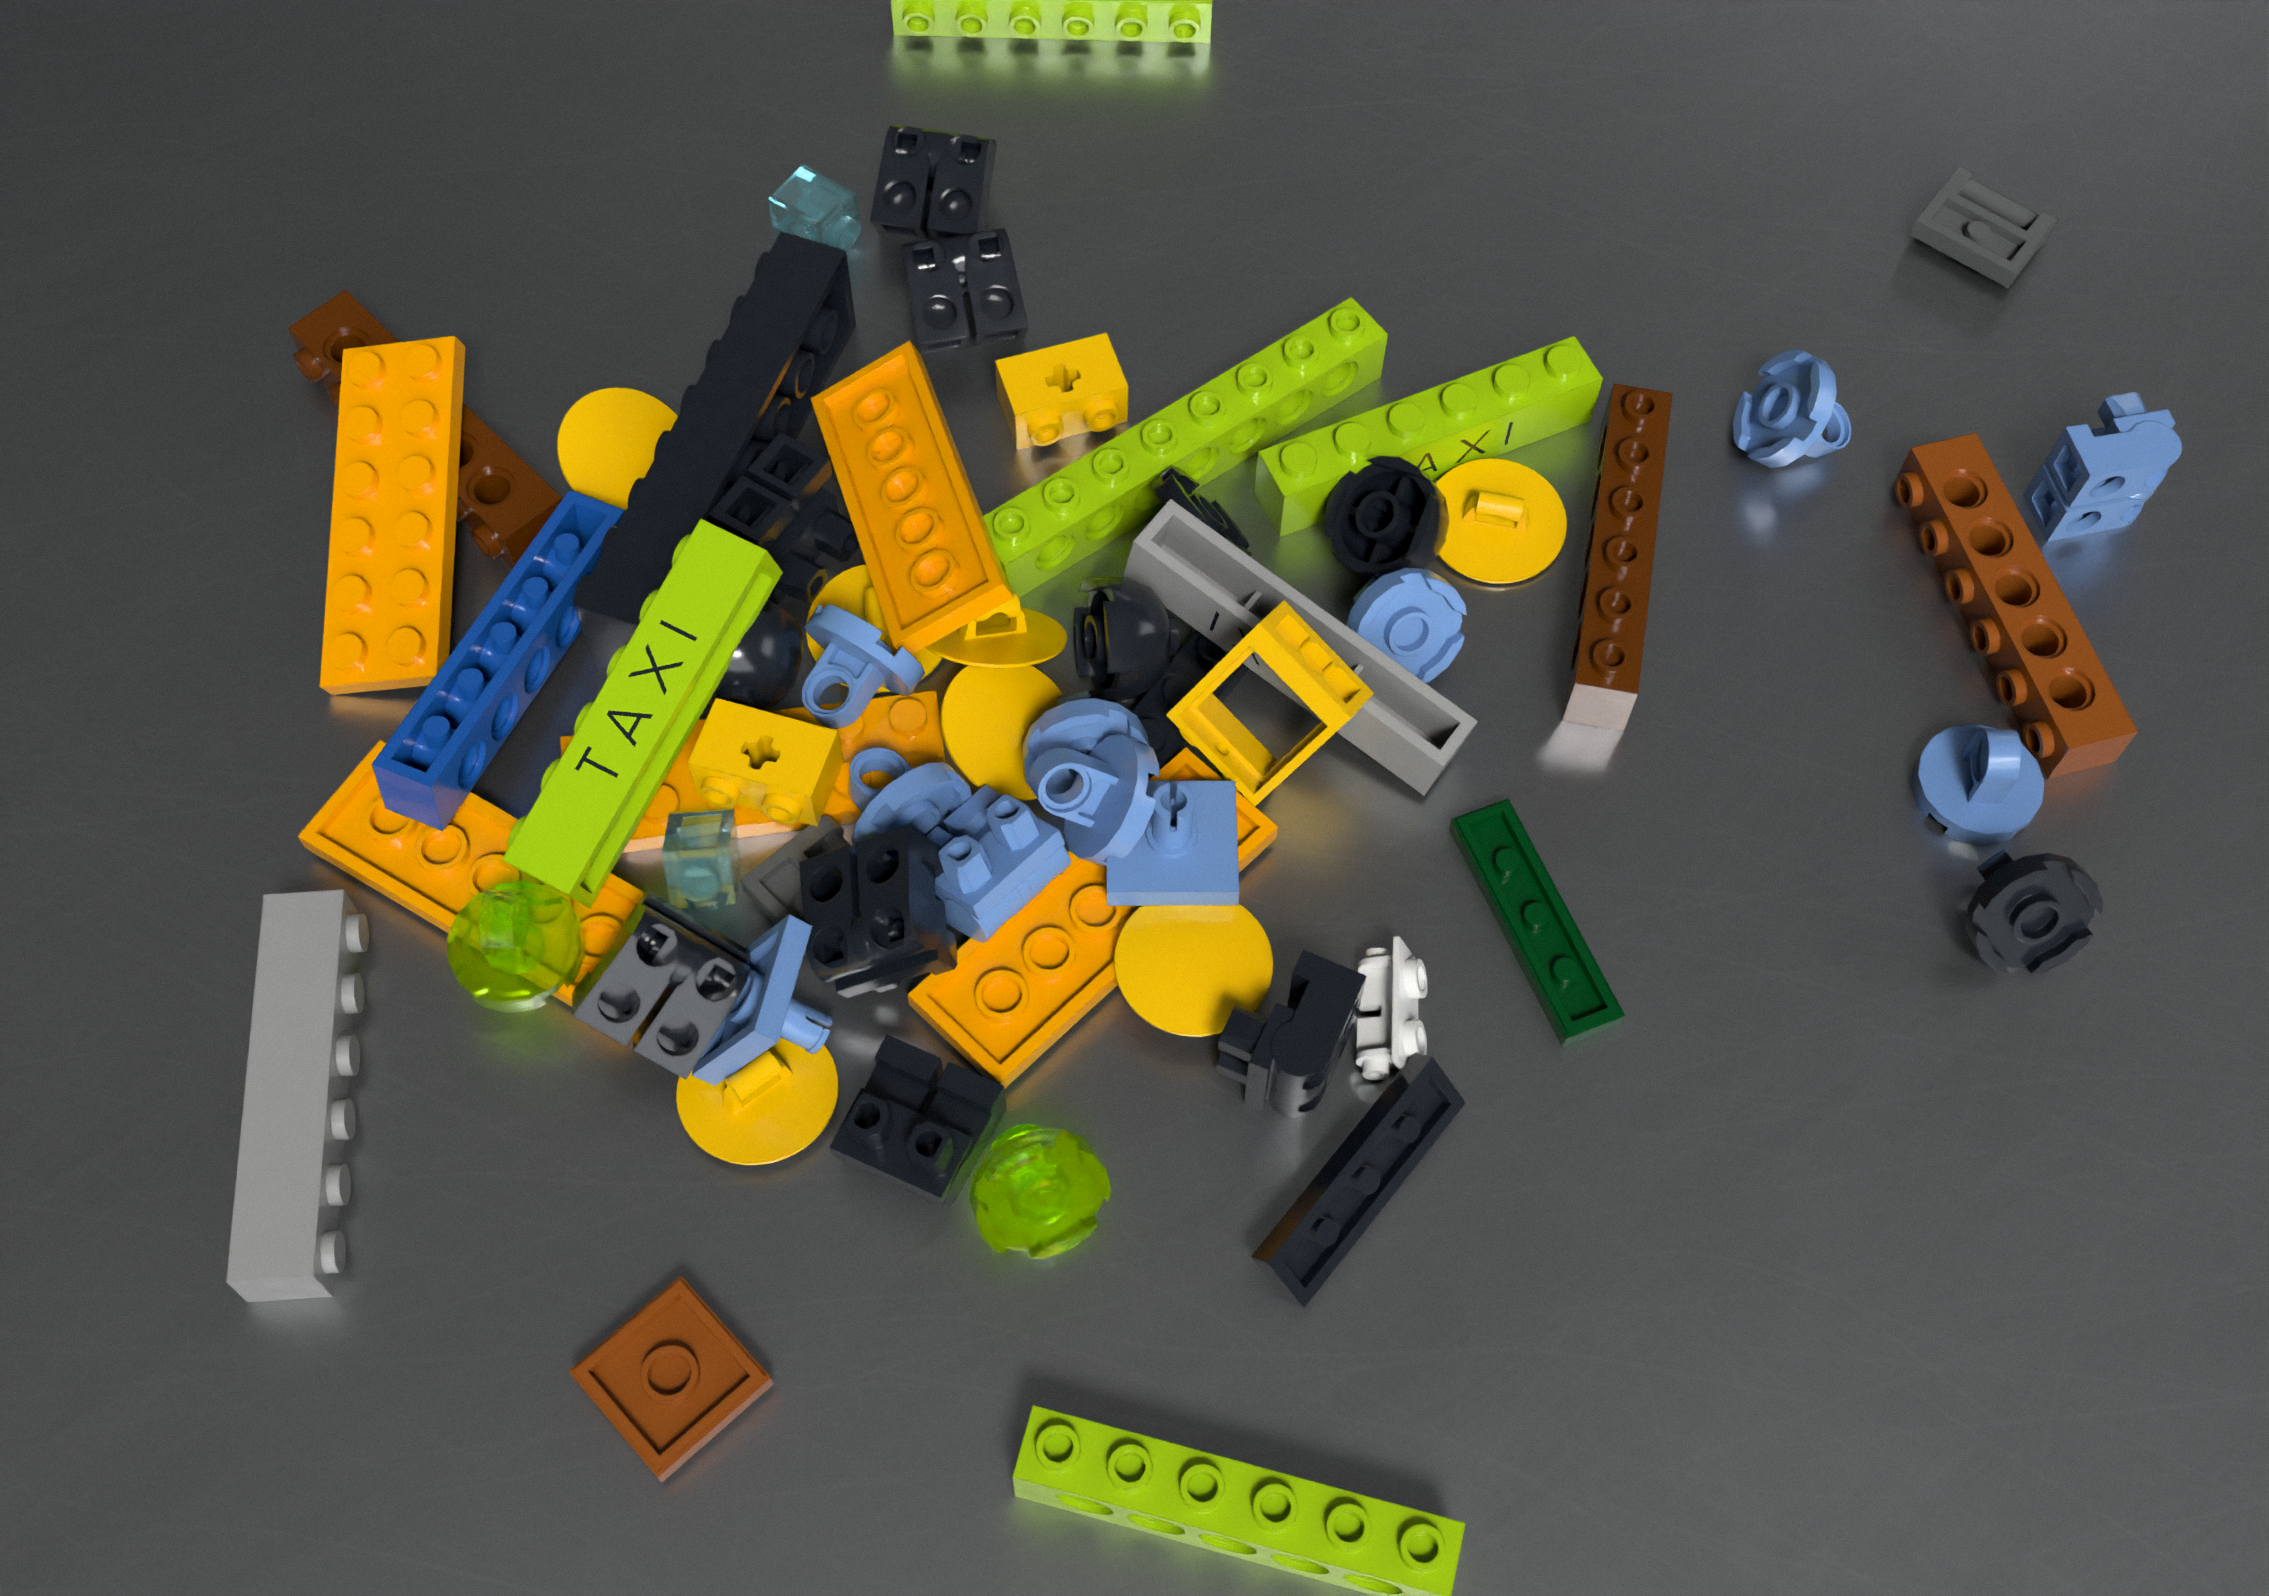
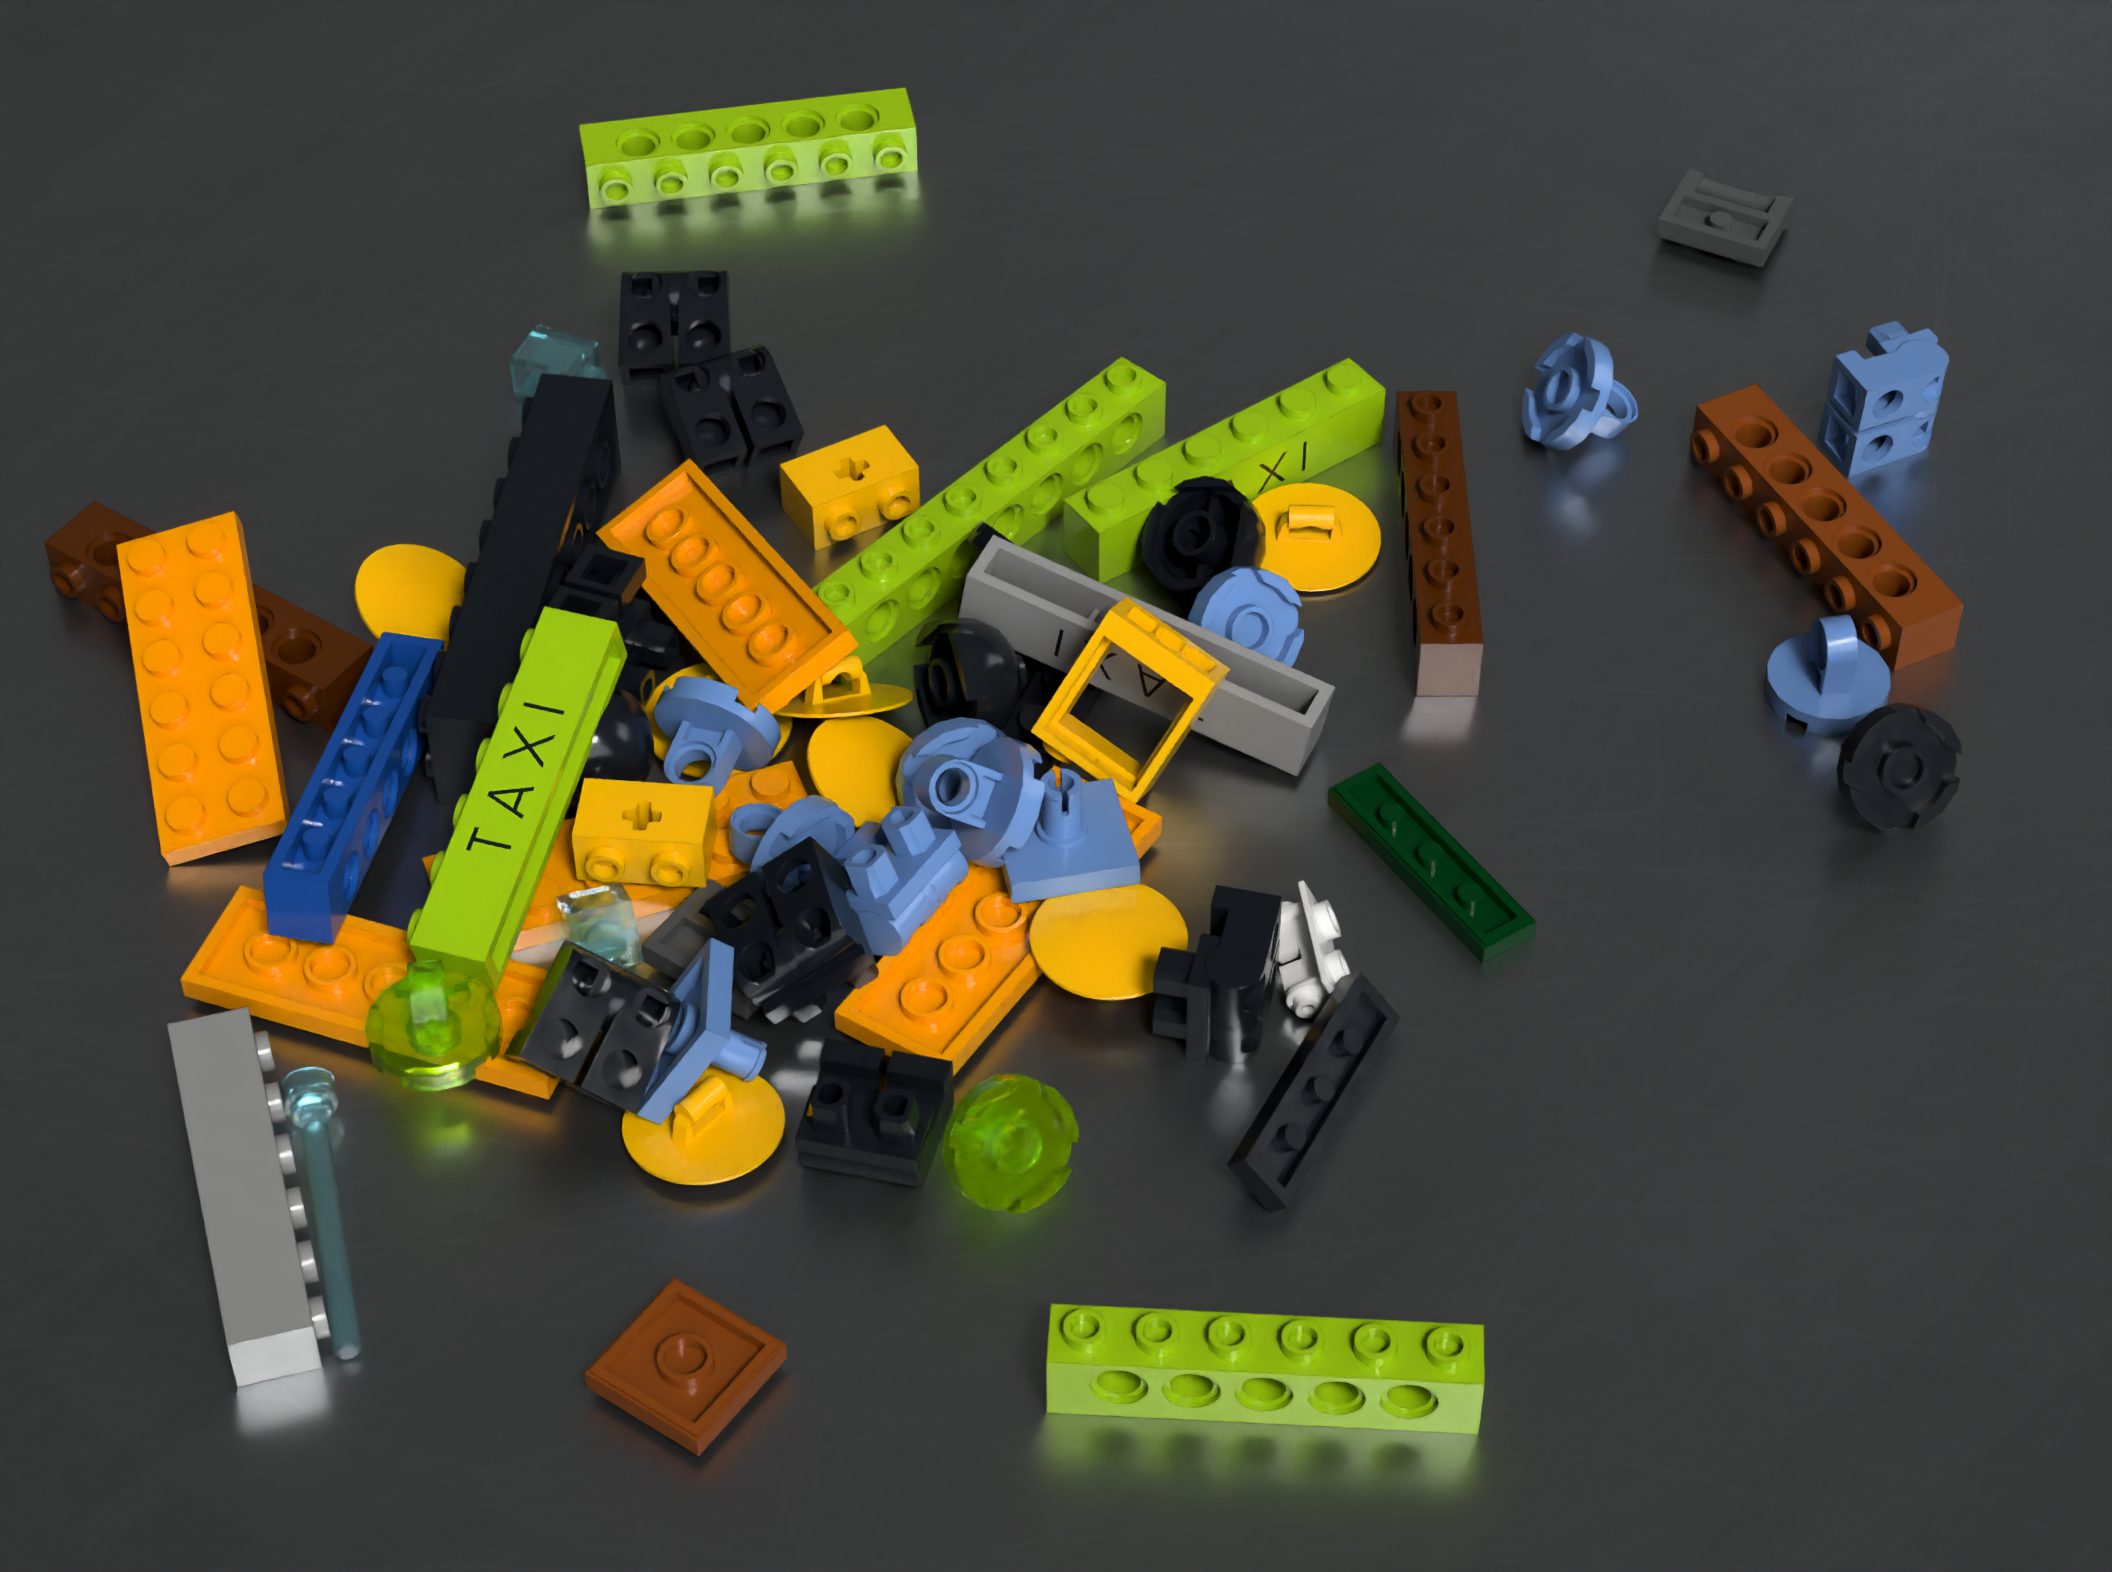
camera: 10 degrees left, 15 degrees down
(387, 996) = (310, 1100): none -> clear light blue piece

